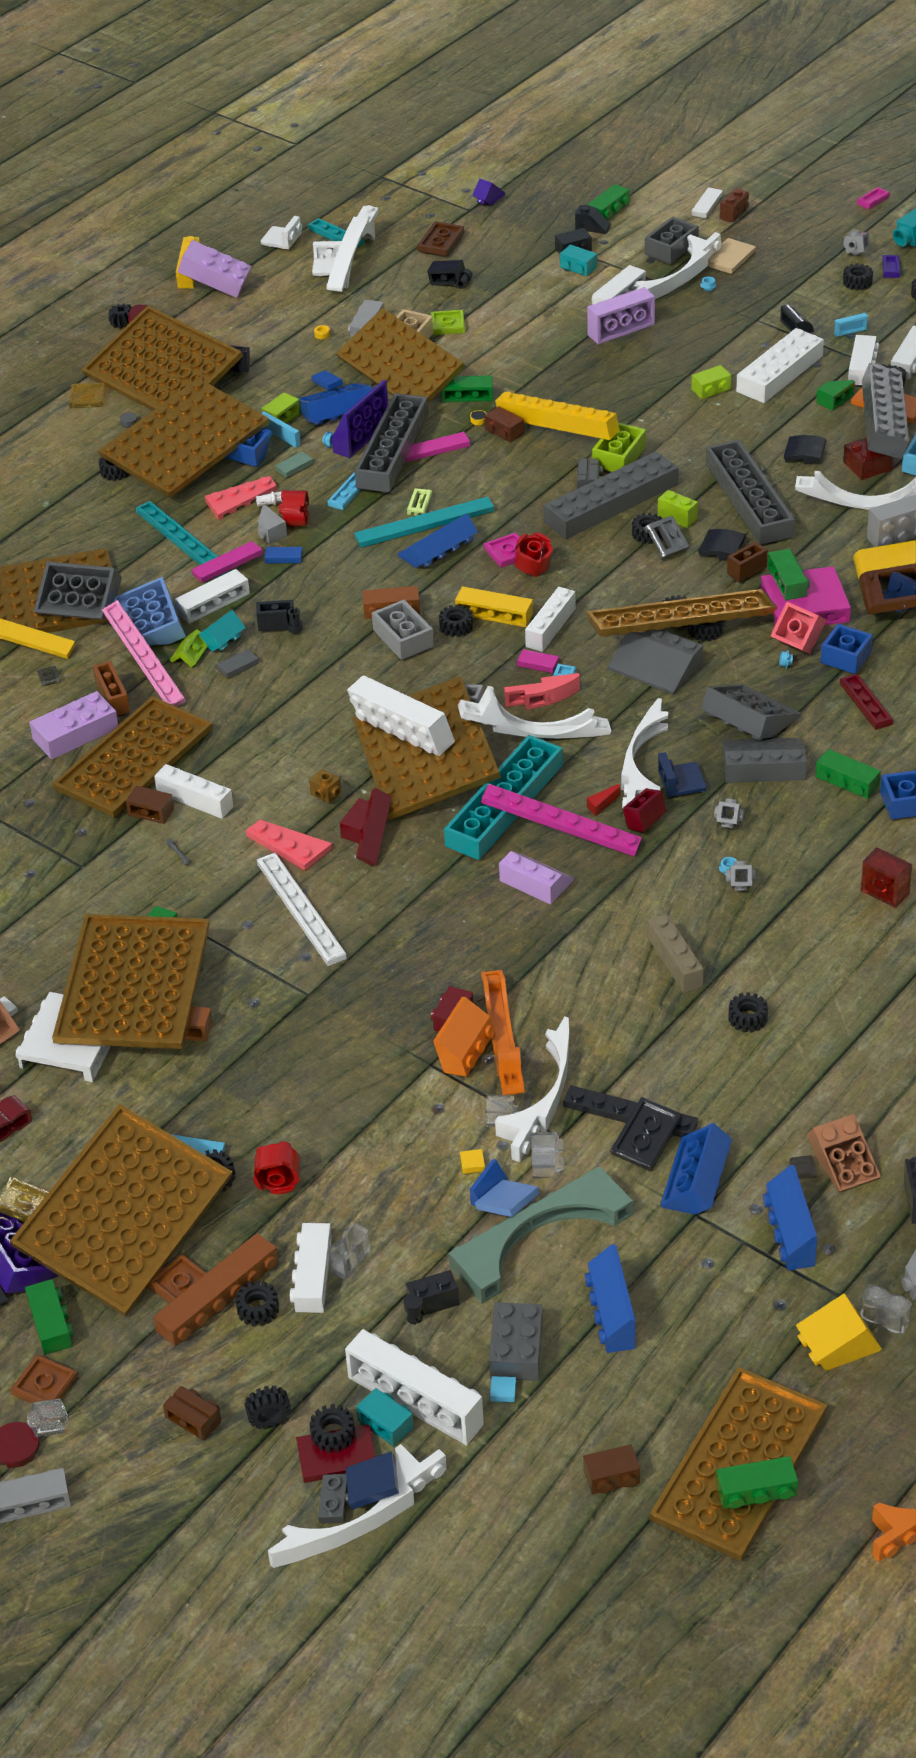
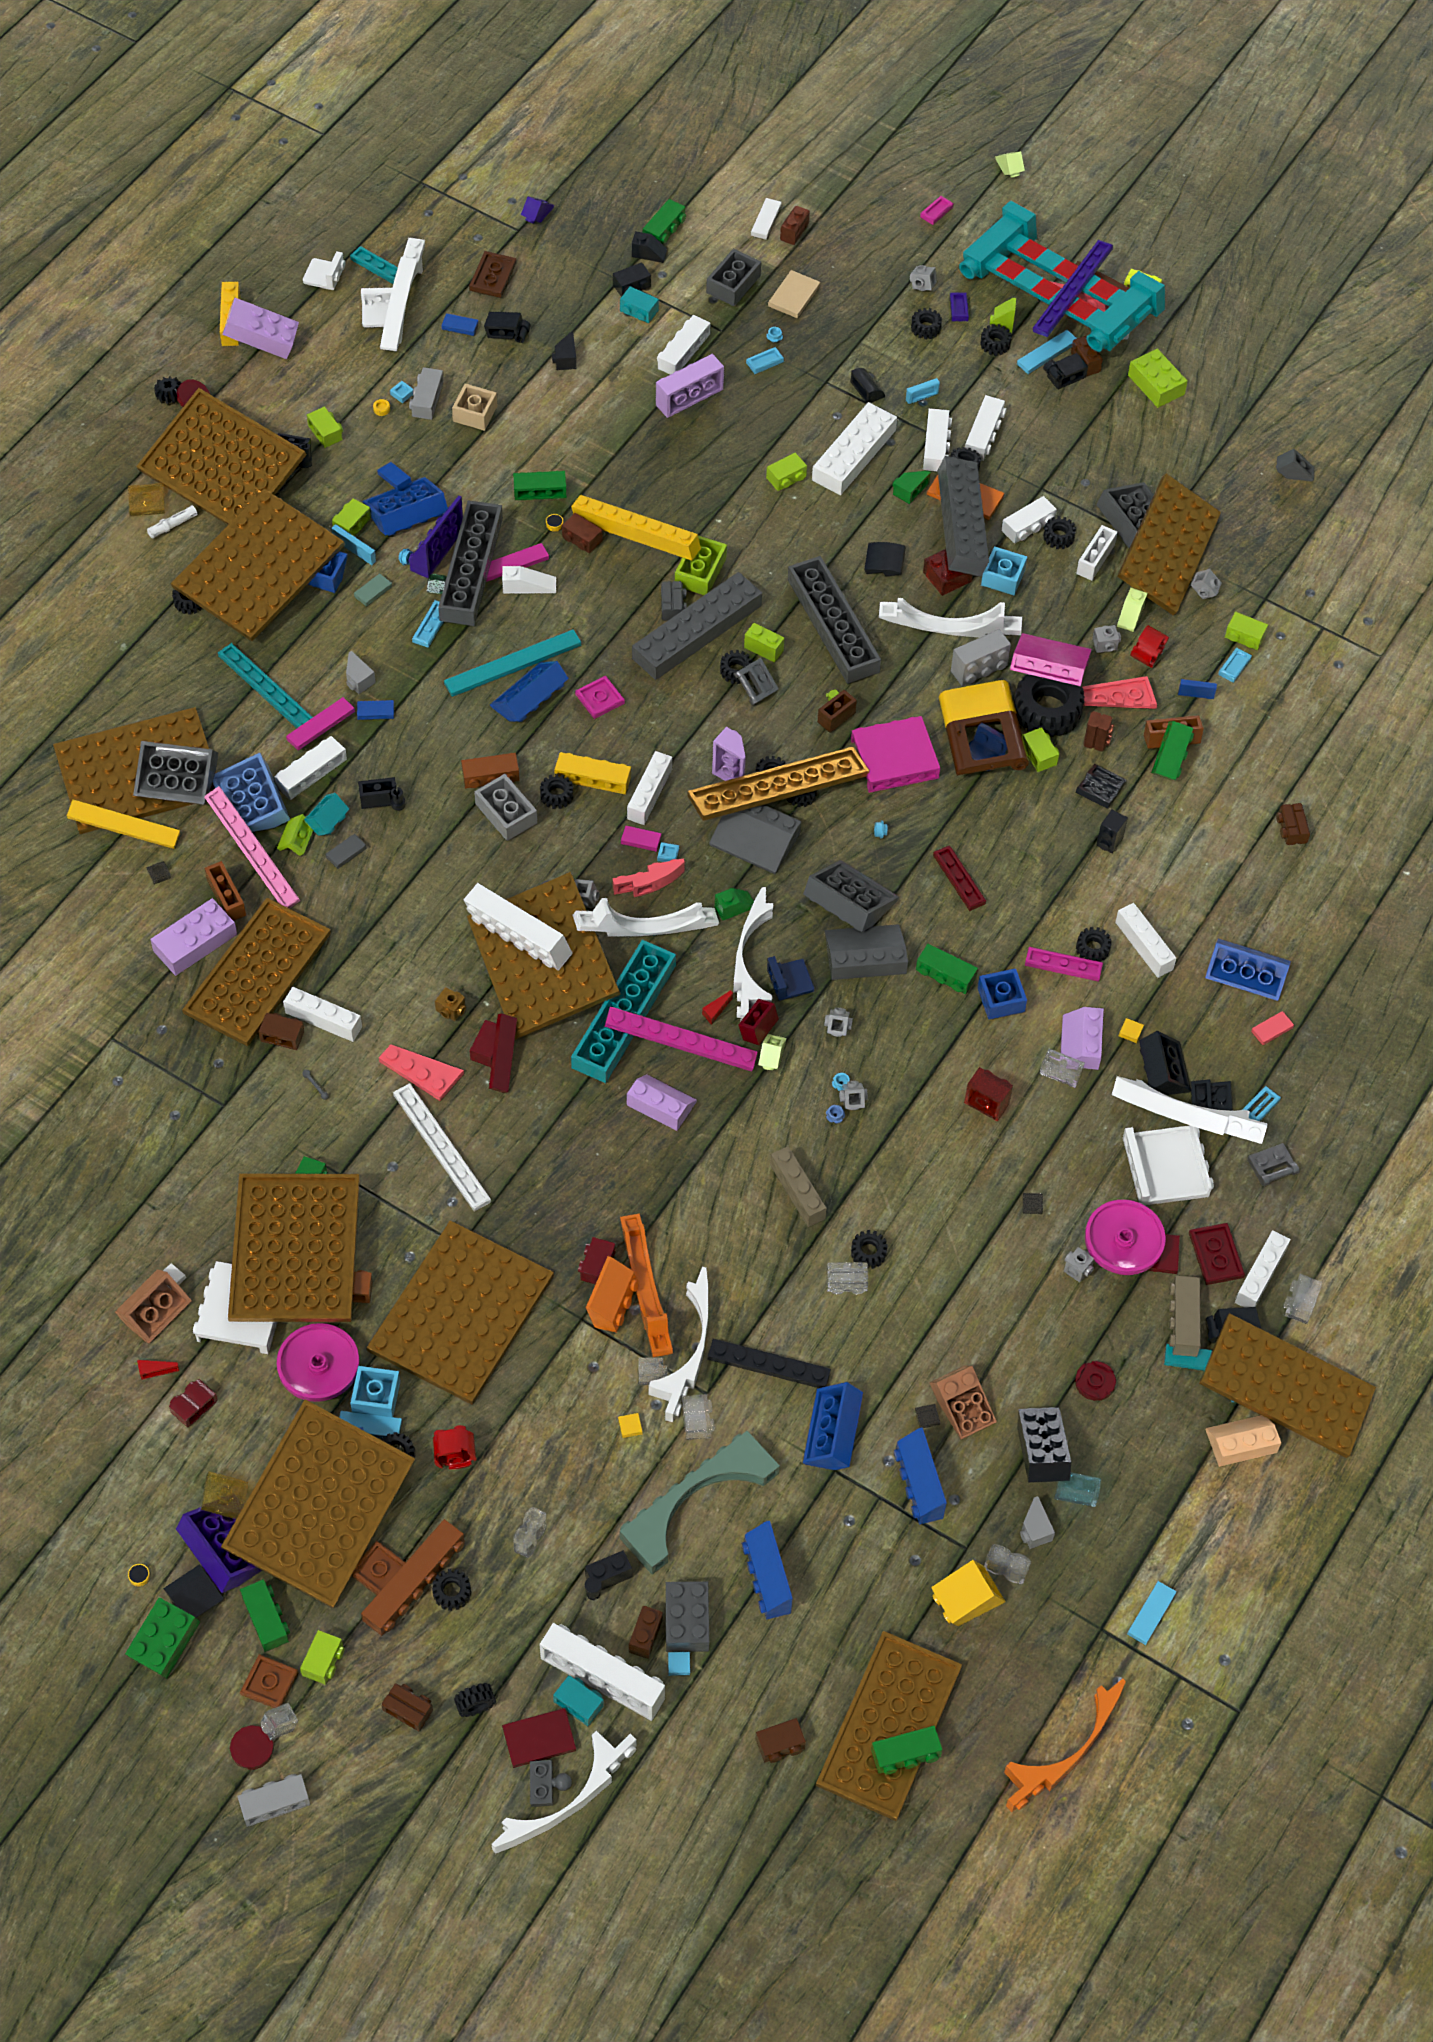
camera: 10 degrees left, 15 degrees up
(103, 412) = (167, 524): none -> white pin
(105, 1360) = (322, 1657): none -> lime brick
(128, 419) = (194, 532): dark grey tile -> none
(144, 1083) = (317, 1362): none -> dark pink dish
(199, 1114) = (375, 1391): none -> medium azure brick
(234, 497) = (314, 637): coral wing -> none
(265, 343) = (325, 427): none -> lime brick
(269, 499) = (356, 636): white axle -> none
(294, 507) = (381, 653): red brick -> none
(301, 1052) = (460, 1312): none -> pearl gold plate
(312, 1267) = (497, 1549): white brick -> none
(332, 1416) = (537, 1729): black tyre -> none
(342, 320) = (401, 392): none -> medium azure plate
(353, 460) = (436, 583): none -> slope
(372, 1480) = (574, 1768): dark blue tile -> none
(401, 356) = (468, 450): pearl gold plate -> none
(405, 274) = (459, 324): none -> blue tile
(418, 509) = (503, 648): yellowish green tile -> none
(442, 458) = (524, 580): none -> white slope
(448, 322) = (511, 391): lime tile -> none
(467, 1353) = (645, 1632): none -> reddish brown brick
(486, 1181) = (647, 1452): blue slope -> none
(502, 294) = (565, 353): none -> black slope
(507, 1198) = (666, 1467): medium blue tile -> none
(533, 554) = (630, 716): red brick -> none
(625, 713) = (732, 903): none -> green slope
(631, 584) = (728, 755): none -> lavender slope
(646, 1134) = (785, 1389): black tile -> none
(656, 838) = (772, 1052): none -> yellowish green slope
(697, 302) = (765, 360): none -> medium azure tile
(700, 251) = (765, 295): white slope -> none
(720, 893) = (835, 1109): none -> medium blue plate
(721, 543) = (810, 684): black slope -> none
(722, 1035) = (847, 1277): none -> clear brick
(788, 574) = (878, 731): green brick -> none
(798, 628) = (891, 796): coral brick -> none
(846, 648) = (938, 818): blue brick -> none

